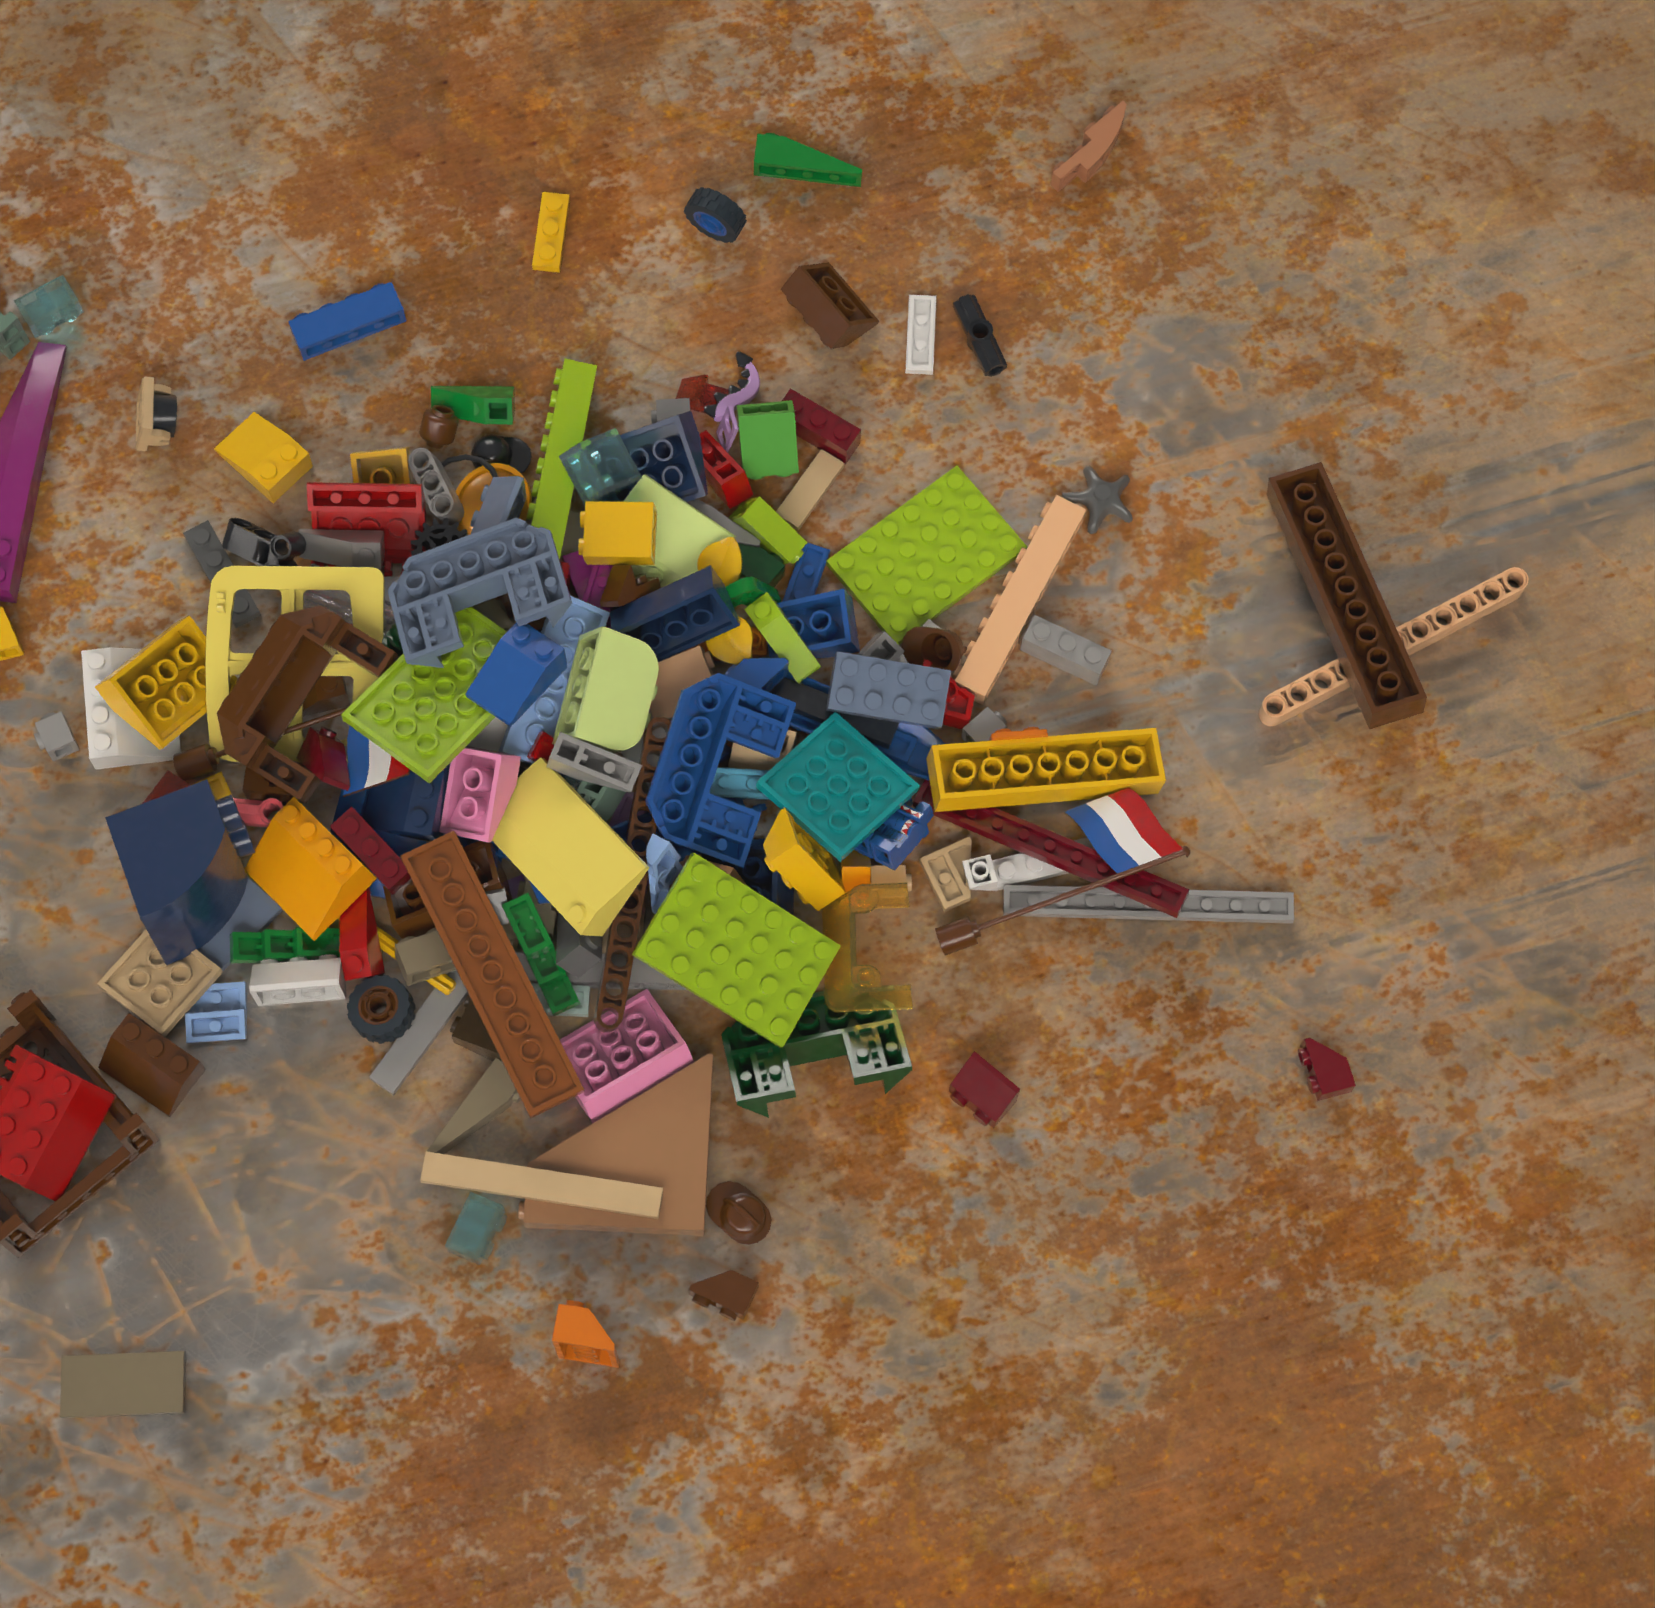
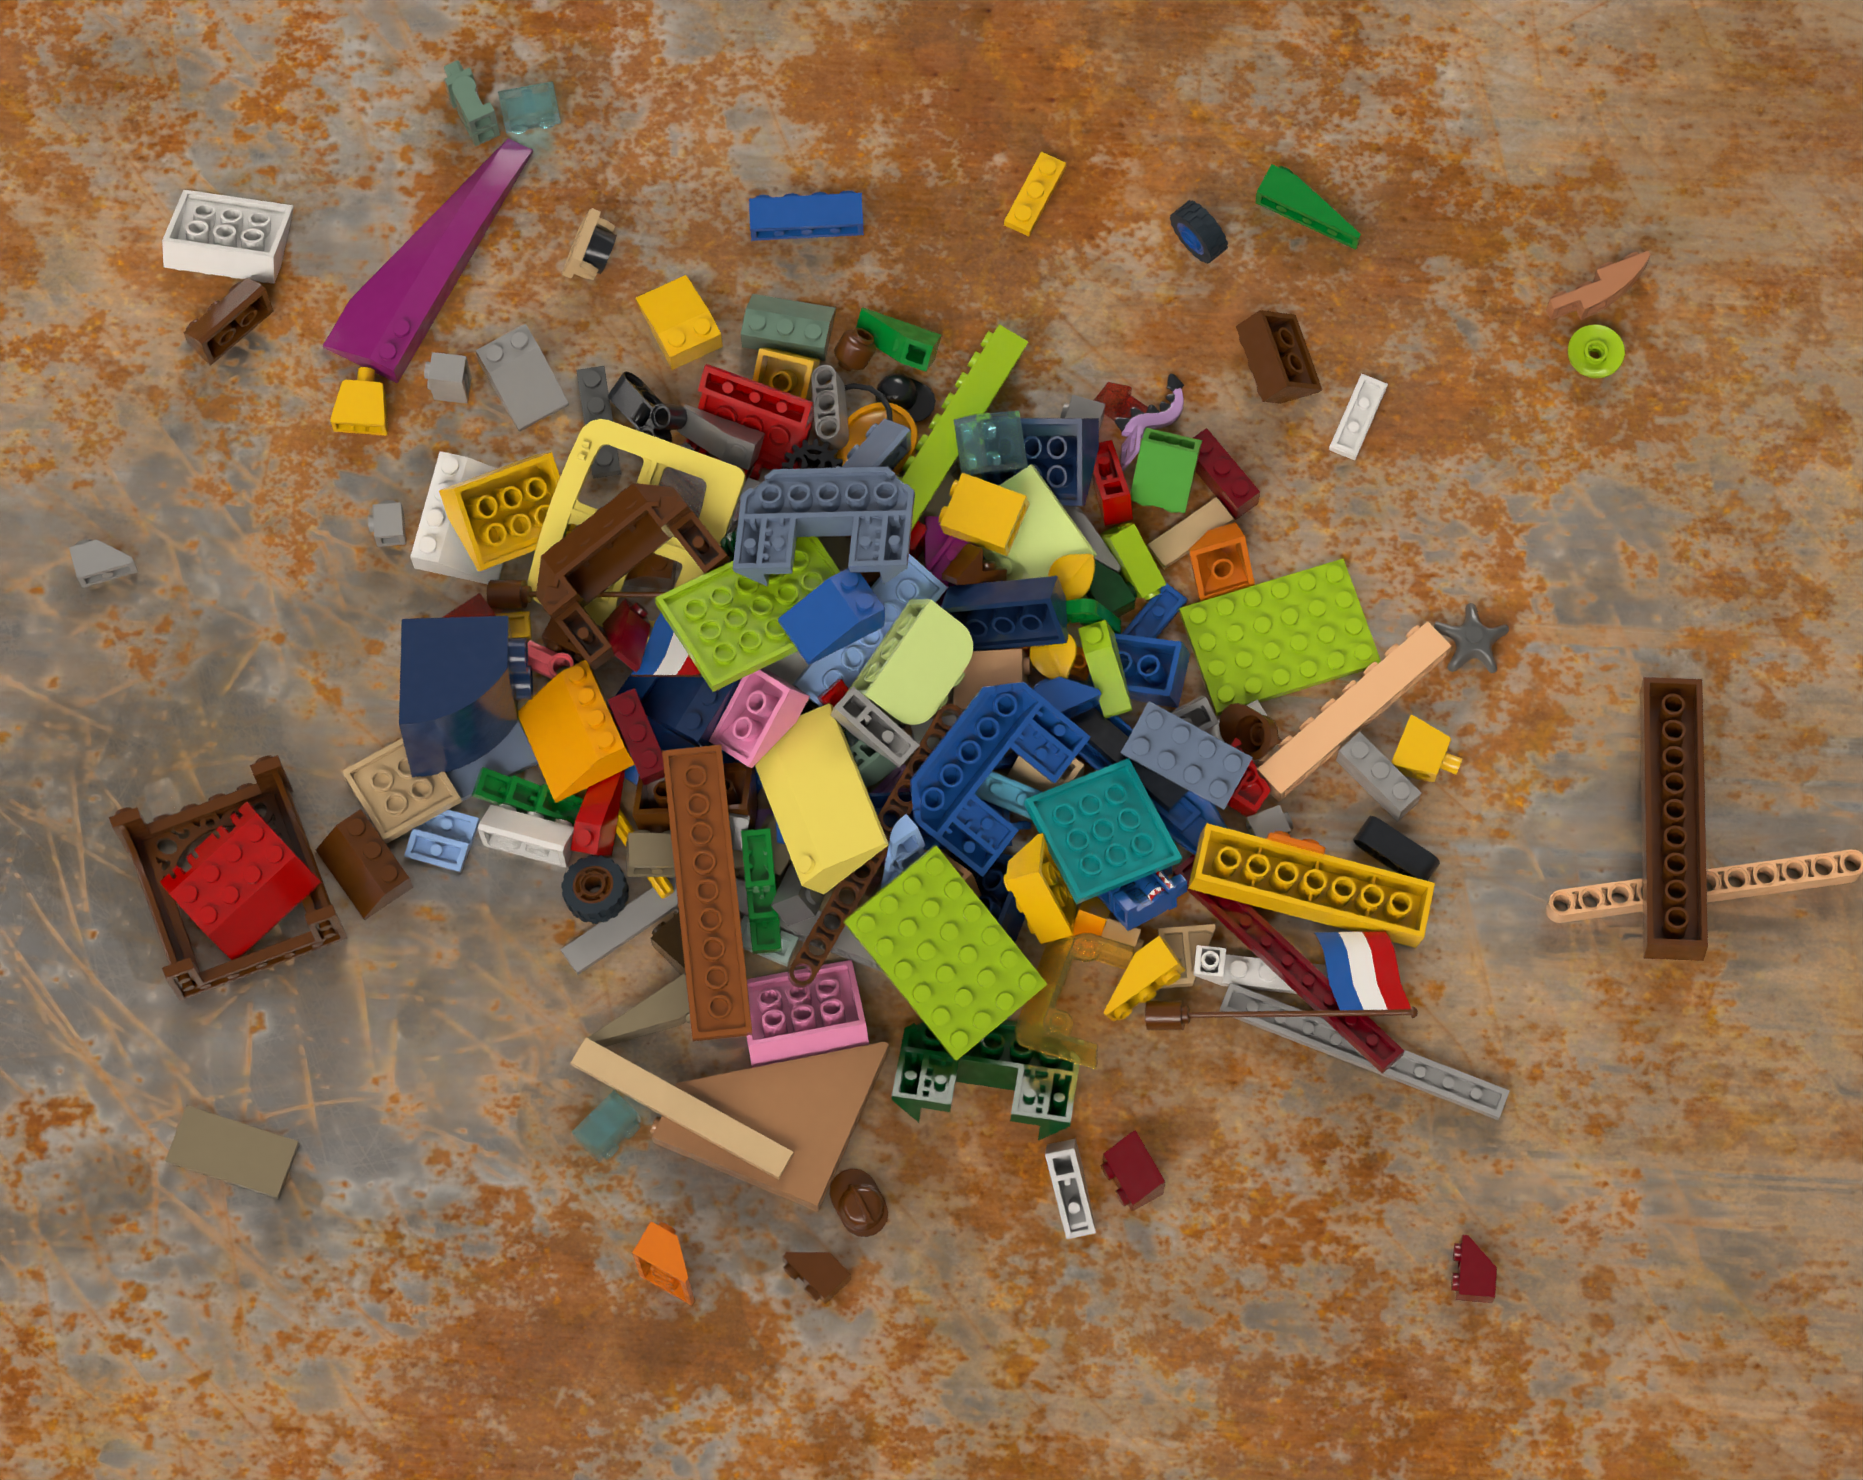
camera: 25 degrees right, 0 degrees up
(64, 579) = (448, 377): none -> light grey brick
(133, 557) = (521, 377): none -> light grey slope
(367, 426) = (787, 326): none -> sand green slope
(849, 505) = (1221, 562): none -> orange slope
(925, 904) = (1146, 973): none -> yellow slope
(931, 1127) = (1070, 1188): none -> light grey slope
(986, 348) = (1415, 422): black piece -> none
(1097, 613) = (1424, 752): none -> yellow torso
(1105, 710) = (1395, 849): none -> black beam
(1113, 195) = (1599, 340): none -> lime dish

